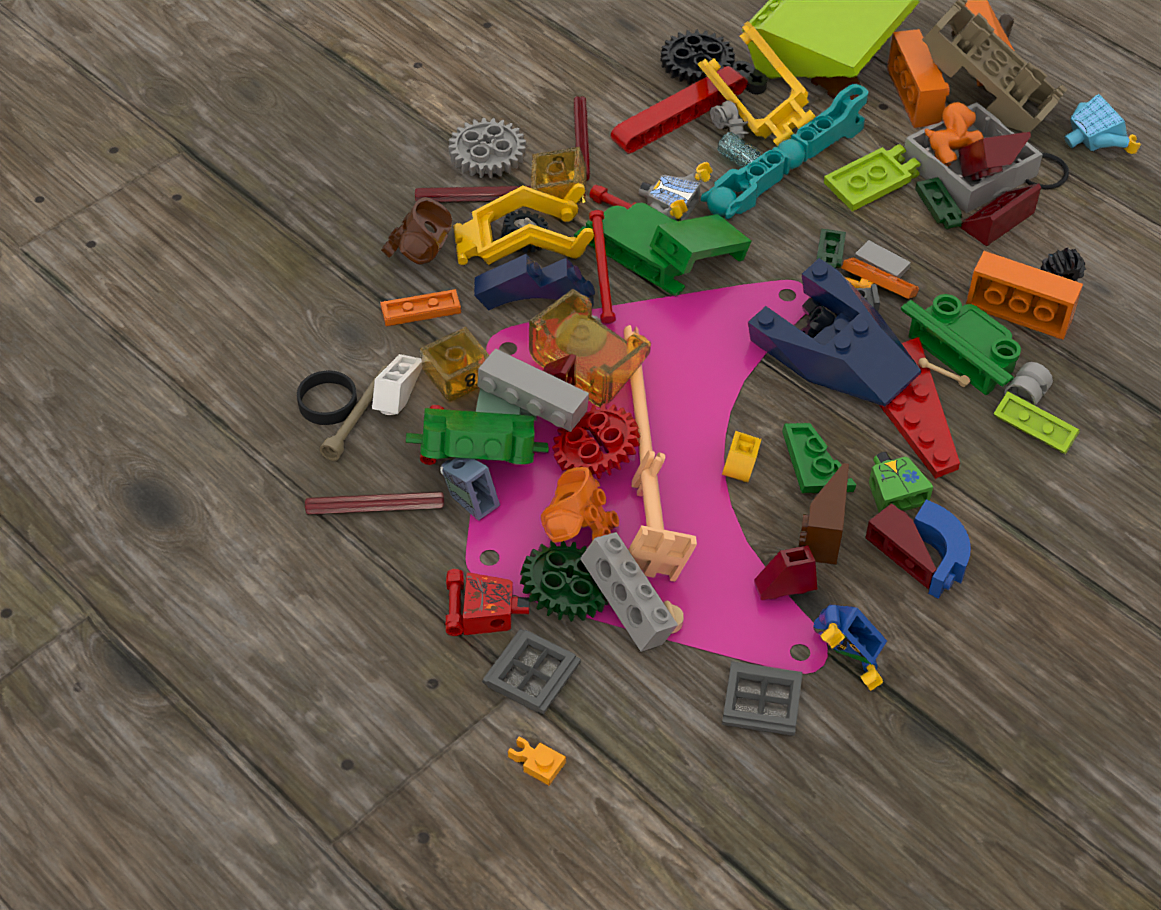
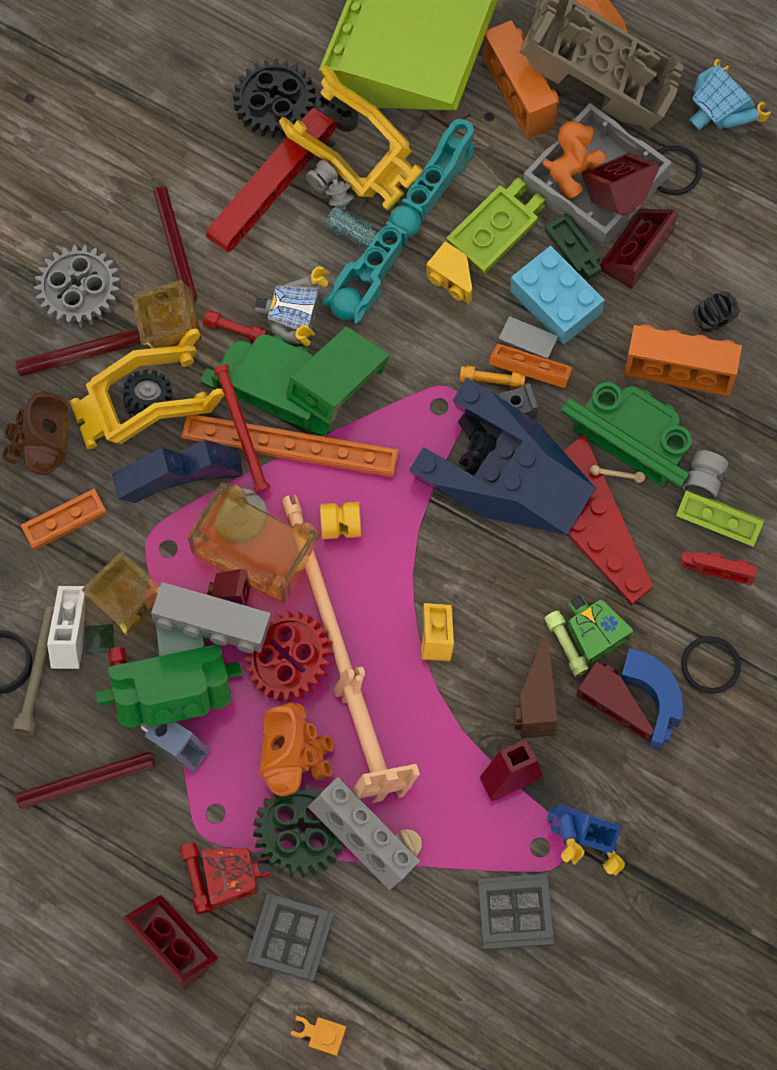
camera: 10 degrees left, 20 degrees up
(412, 647) = (171, 940): none -> dark red slope
(423, 399) = (99, 638): none -> clear green slope
(661, 299) = (295, 446): none -> orange tile
(665, 348) = (340, 520): none -> yellow wheel
(810, 458) = (510, 624): green wing -> none
(822, 198) = (451, 271): none -> yellow slope
(831, 247) = (473, 343): dark green hinge -> none
(859, 474) = (577, 664): none -> yellowish green bar
(916, 231) = (556, 295): none -> medium azure brick
(996, 558) = (705, 689): none -> black tyre
(1028, 460) = (715, 565): none -> red hinge

